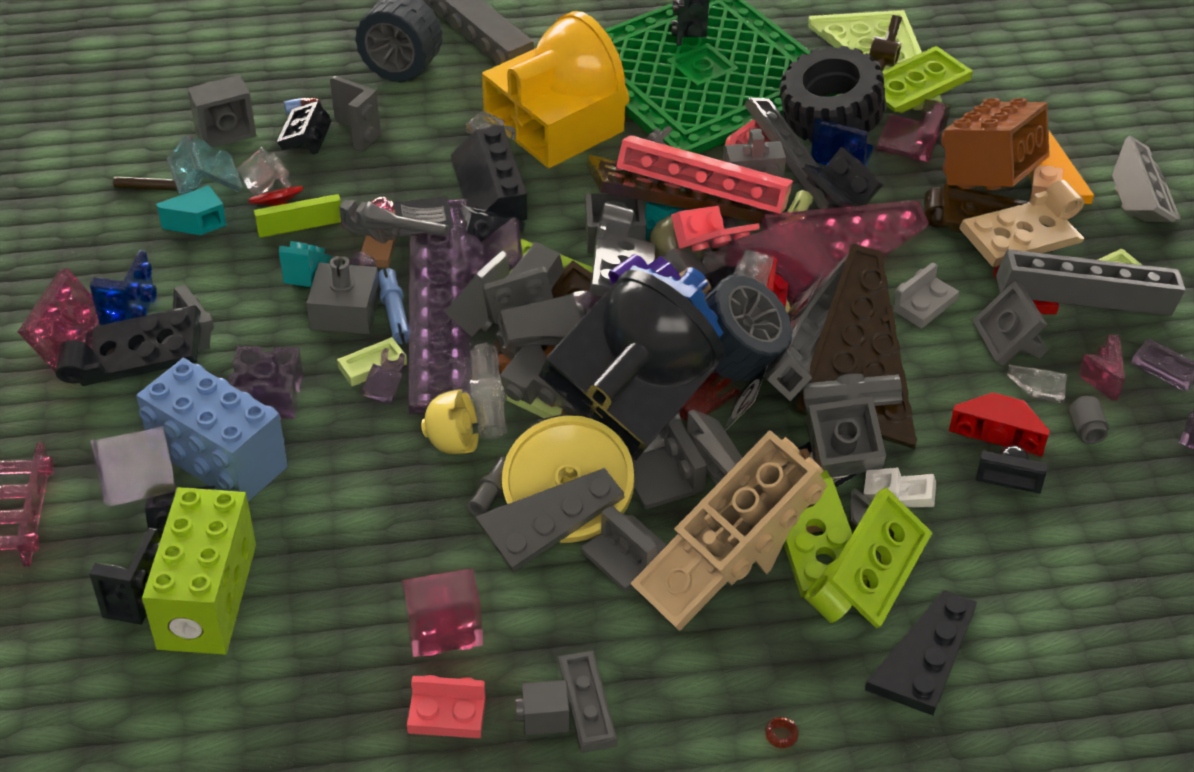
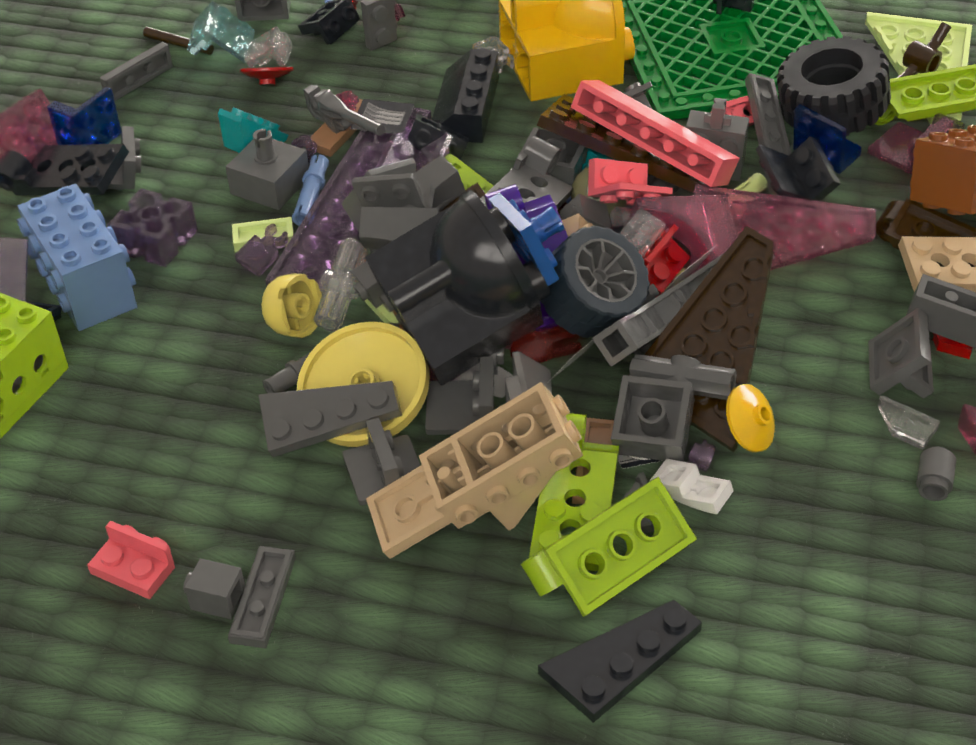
camera: 25 degrees right, 0 degrees up
(135, 228) = (138, 70): none -> dark grey tile
(192, 212) = (189, 69): teal slope -> none
(298, 215) = (271, 92): lime tile -> none
(443, 612) = (170, 471): clear pink brick -> none
(781, 743) = (430, 698): clear red piece -> none
(897, 458) = (701, 455): none -> plate
(922, 414) = (750, 418): none -> yellow dish
(924, 297) = (829, 305): light grey bracket -> none
(1000, 422) = (833, 448): red slope -> none
(1012, 469) = (818, 499): black tile -> none

